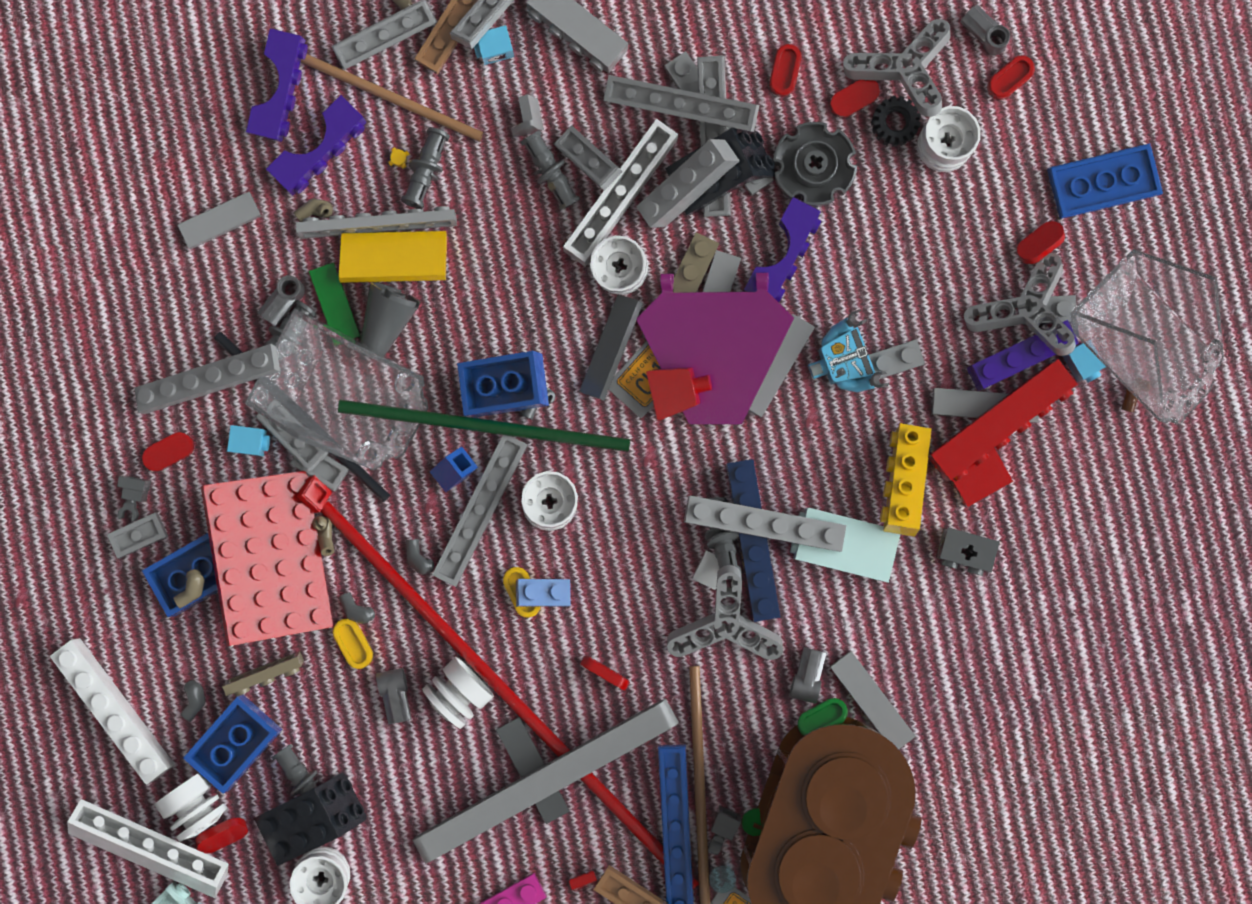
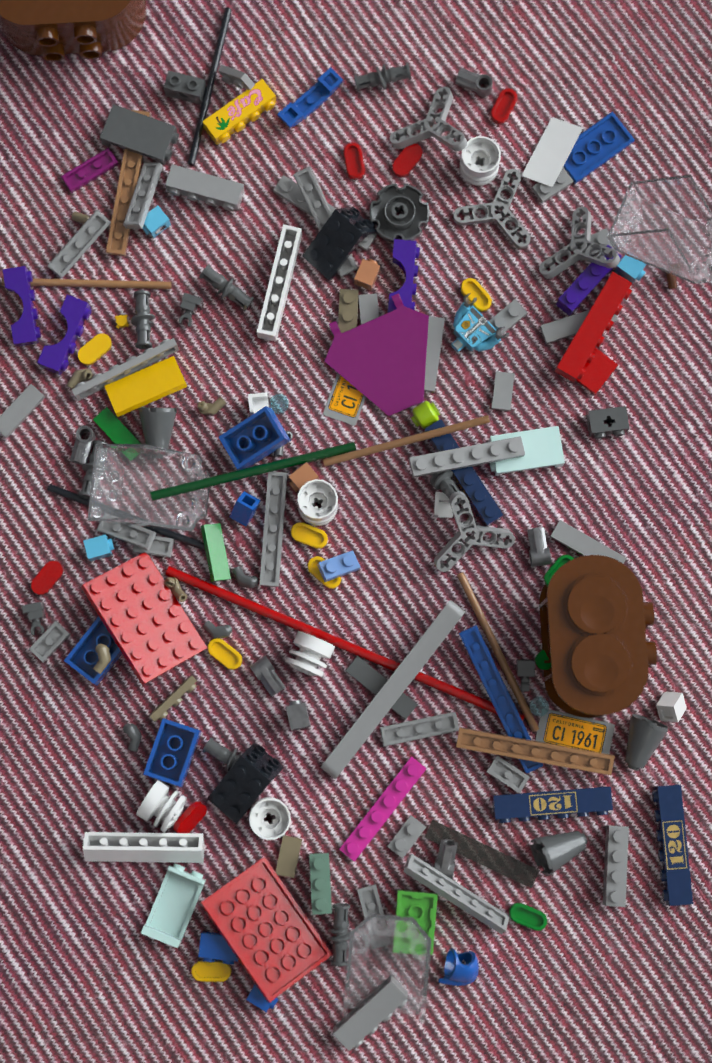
camera: 20 degrees left, 5 degrees down
(112, 710) = (81, 765): white brick -> none
(207, 379) = (55, 516): light grey plate -> none
(314, 494) = (158, 564): red tile -> none
(349, 180) = (94, 349): none -> yellow tile
(394, 509) = (215, 552): none -> tile
(410, 765) = (298, 715): none -> flat silver brick
(466, 320) = (209, 408): none -> dark tan arm
(494, 173) = (189, 305): none -> dark grey piece
(522, 536) = (309, 535): none -> yellow tile
(527, 339) = (257, 401): none -> white panel
(531, 116) = (199, 258): light grey tile -> none
(544, 459) = (302, 476): none -> nougat brick
(555, 349) = (279, 403): none -> clear light blue tile
(558, 842) = (419, 729): none -> light grey tile
(583, 881) = (447, 746): red tile -> none
(588, 158) = (248, 268): light grey tile -> none
(605, 672) = (402, 601): red tile -> none
(611, 252) = (289, 325): white wheel -> none
(611, 347) = (315, 386): dark grey tile -> none
(676, 390) = (370, 395): red torso -> none
(681, 103) = (295, 208): light grey plate -> none
(687, 183) = (321, 257): light grey brick -> none
(698, 469) = (406, 440): none -> medium nougat piece
(736, 443) = (425, 414): none -> lime head
(739, 227) = (367, 274): none -> nougat brick
(849, 453) = (502, 391): none -> light grey tile
(869, 304) = (483, 298): none -> yellow tile
(884, 132) = (440, 174): black tyre -> none
(906, 480) = (547, 390): yellow brick -> none
(951, 205) = (499, 203): none -> light grey piece
(1029, 208) = (546, 192): none -> light grey plate
(1041, 242) = (569, 203): red tile -> none
(1048, 165) = (552, 152): none -> white sticker

